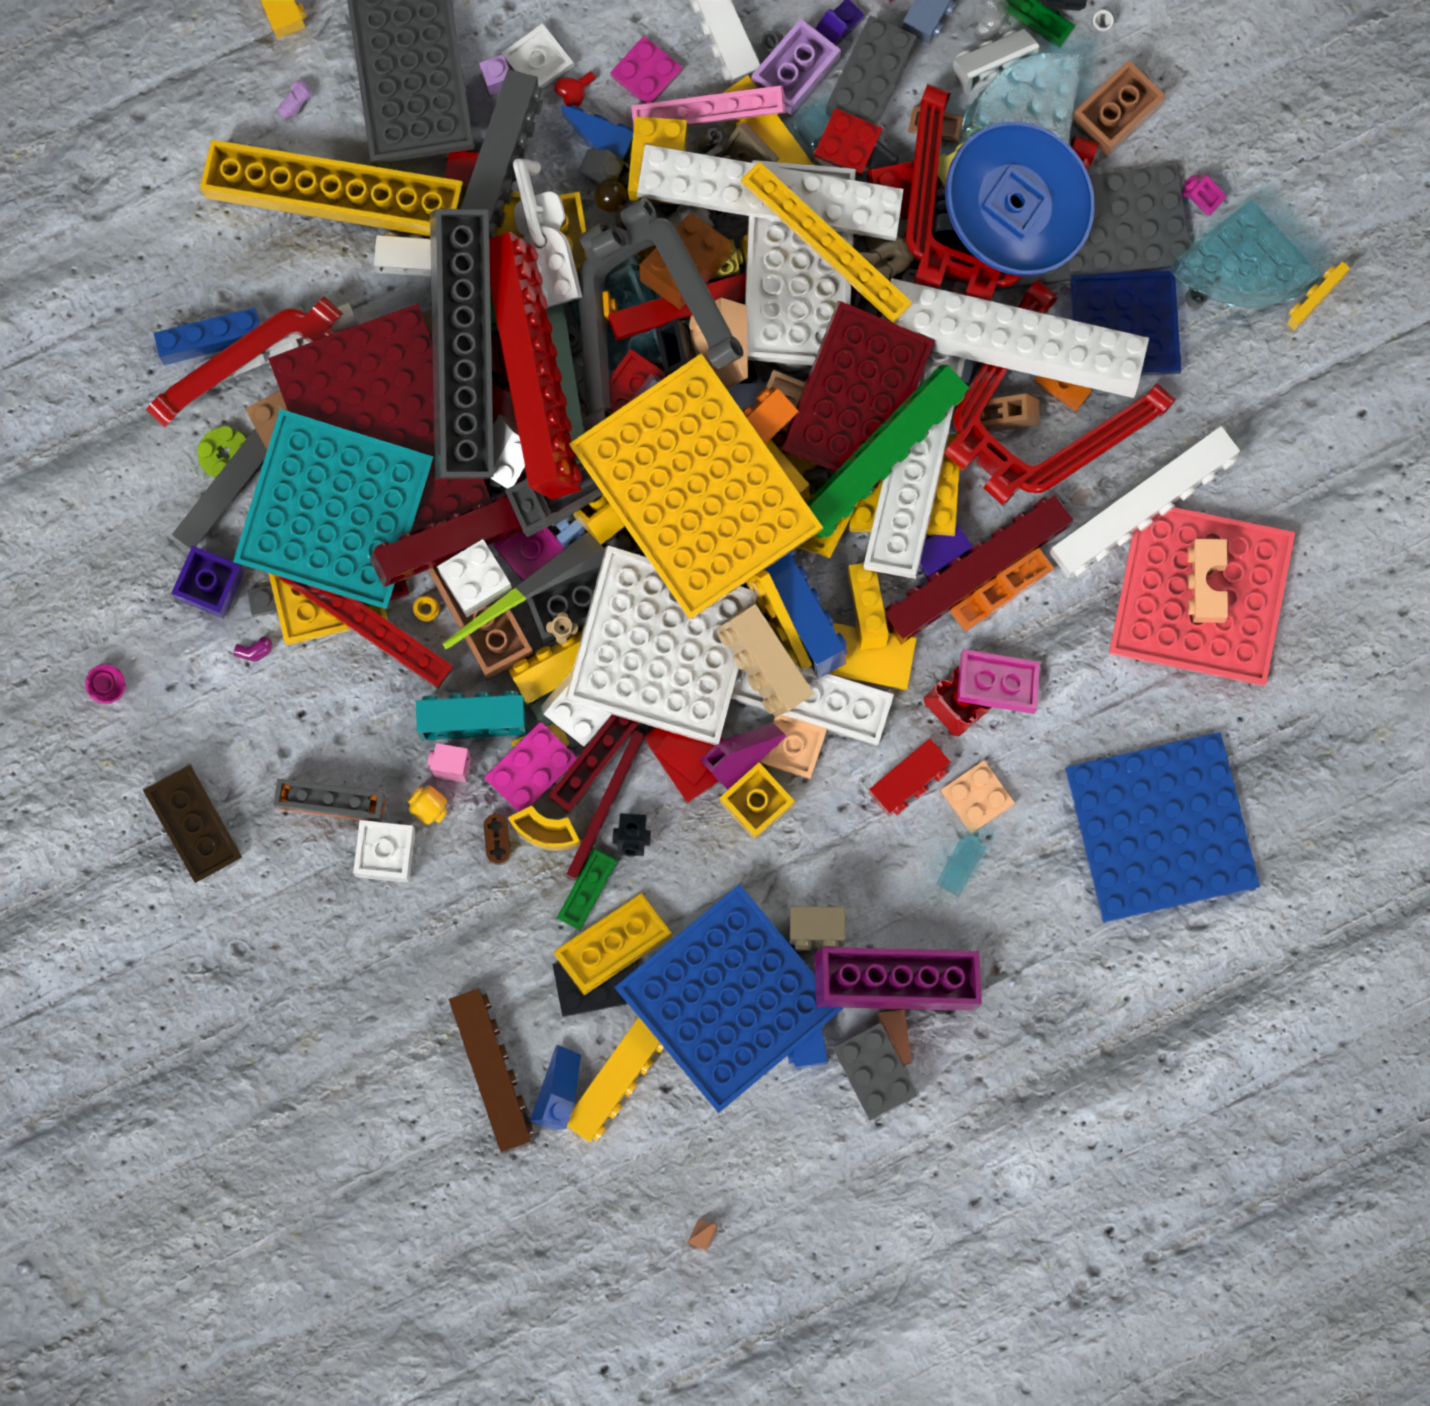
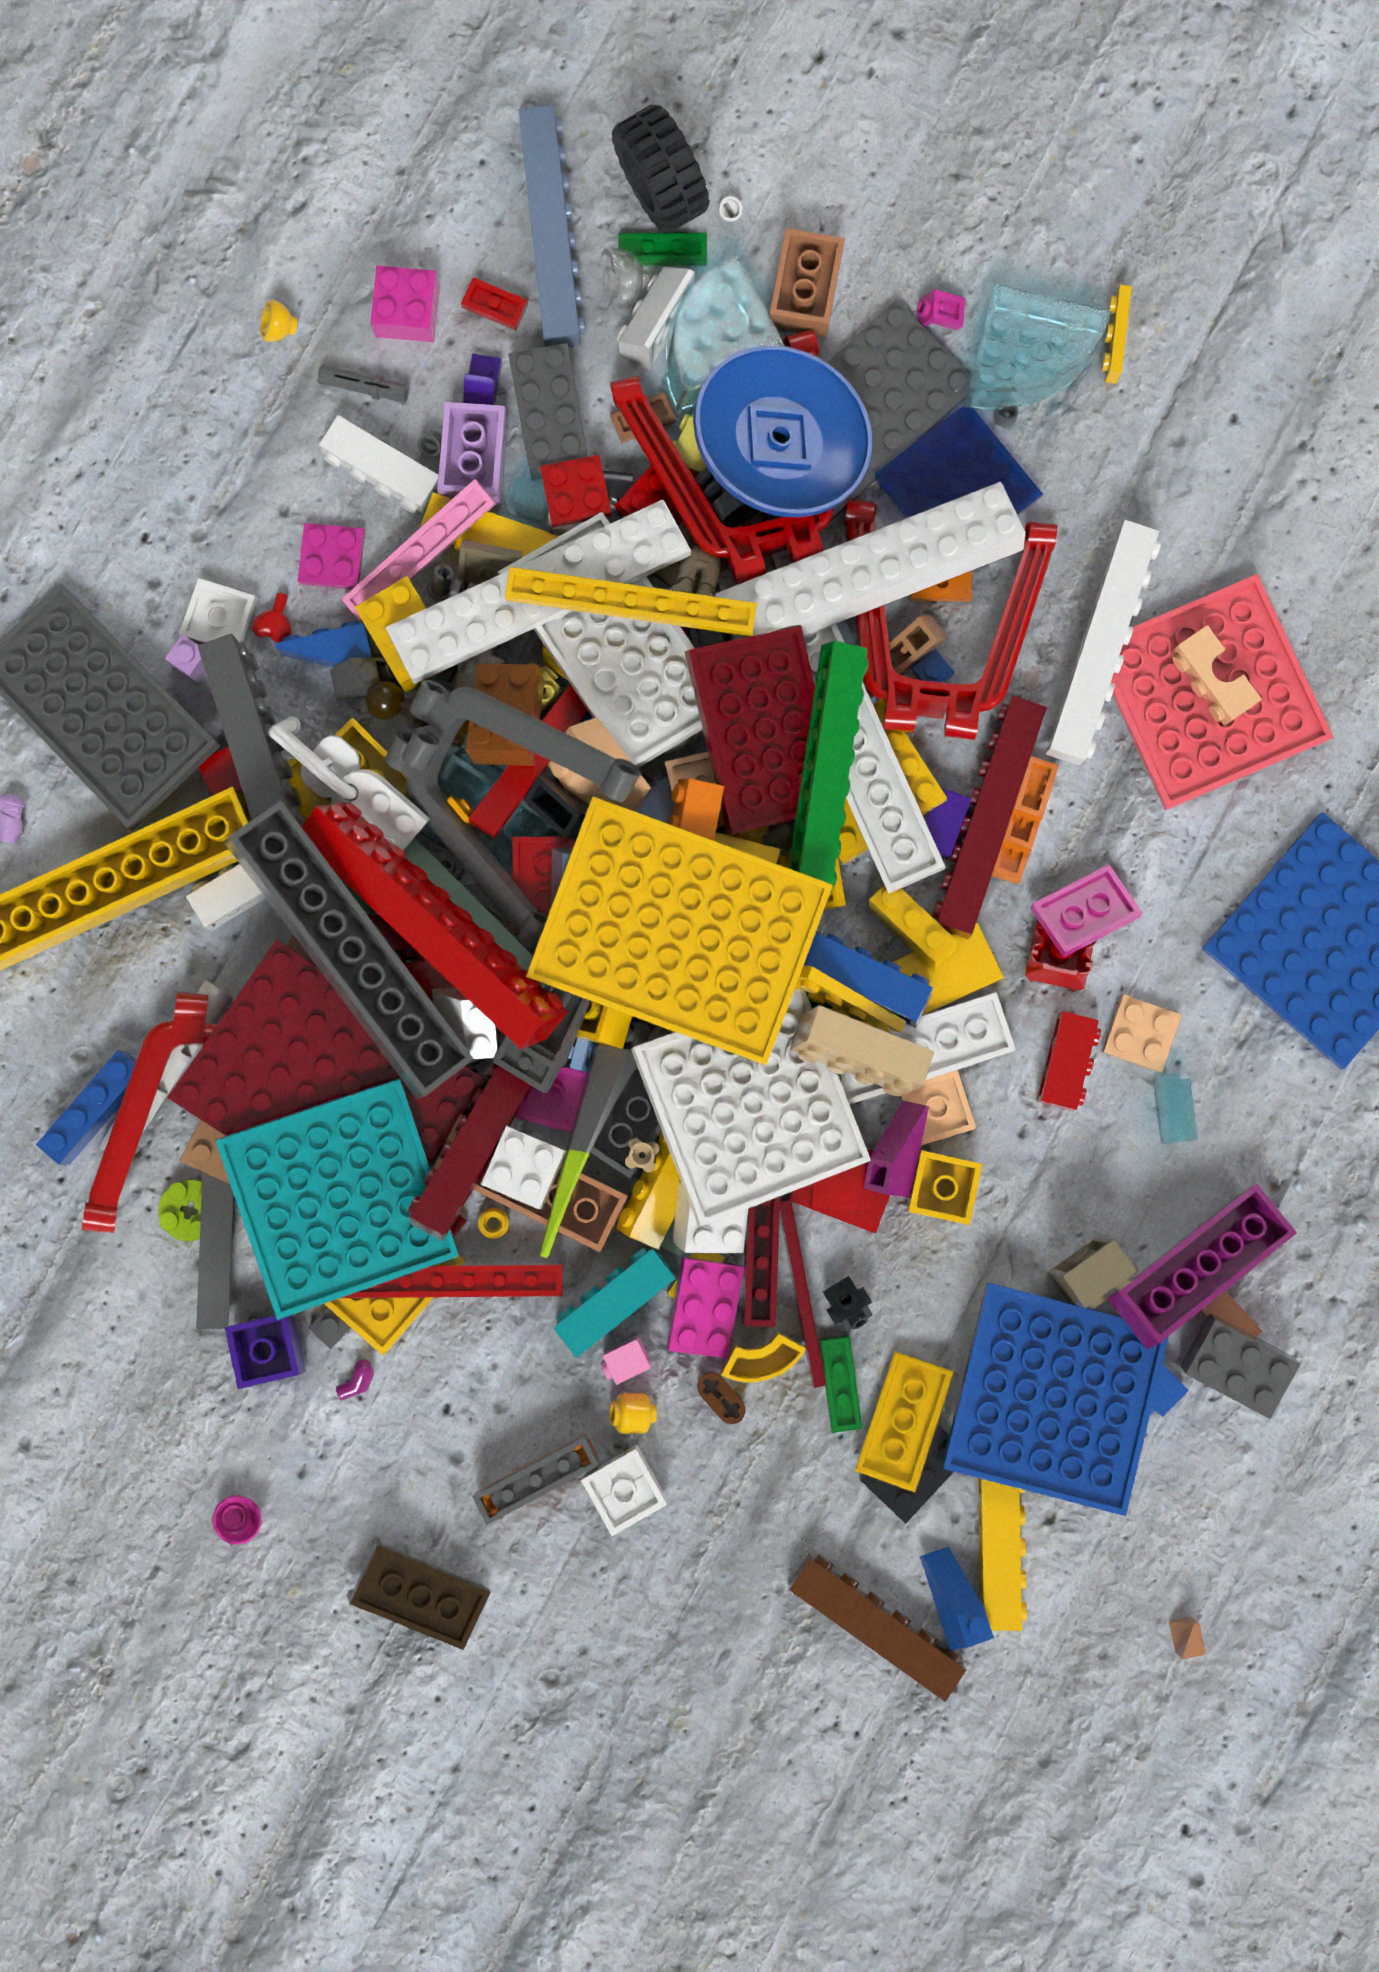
camera: 35 degrees left, 5 degrees up
(1014, 440) = (933, 668): none -> blue plate

